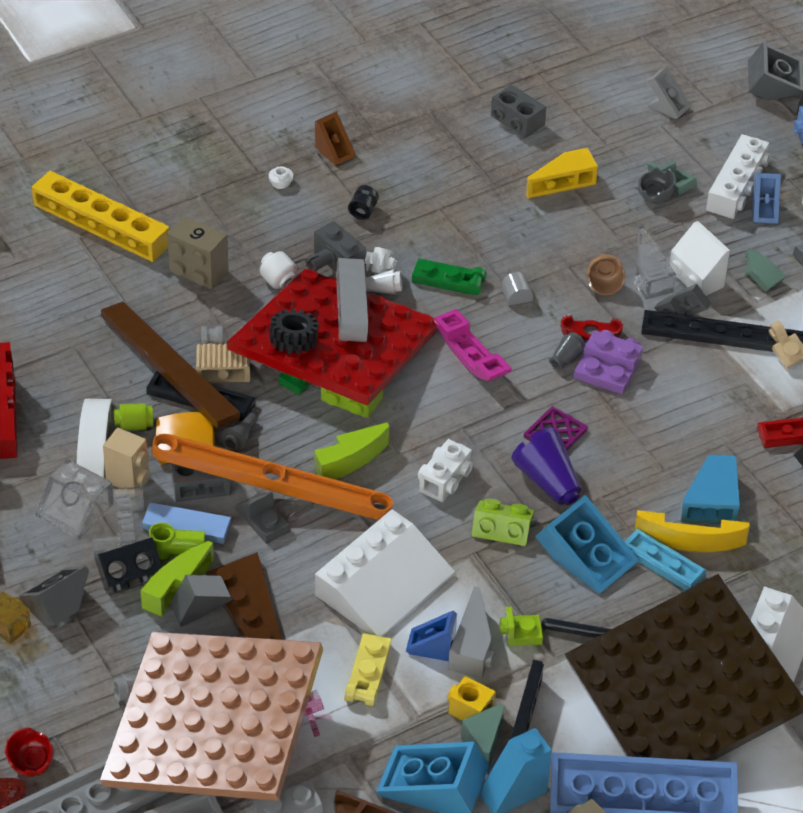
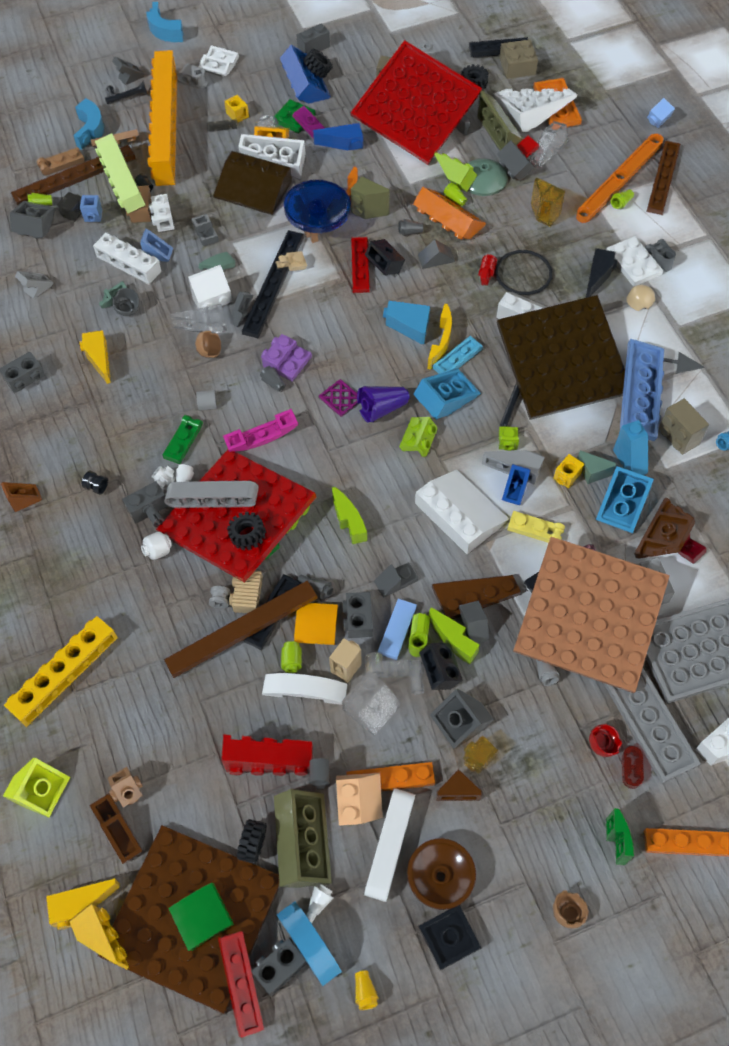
camera: 80 degrees left, 15 degrees up
(198, 252) = (132, 596): dark tan brick -> none
(253, 471) = (368, 576): orange beam -> none
(280, 177) = (49, 541): white plate -> none
(445, 470) = (372, 461): white brick -> none
(529, 699) = (577, 443): black tile -> none
(569, 325) = (254, 354): red piece -> none

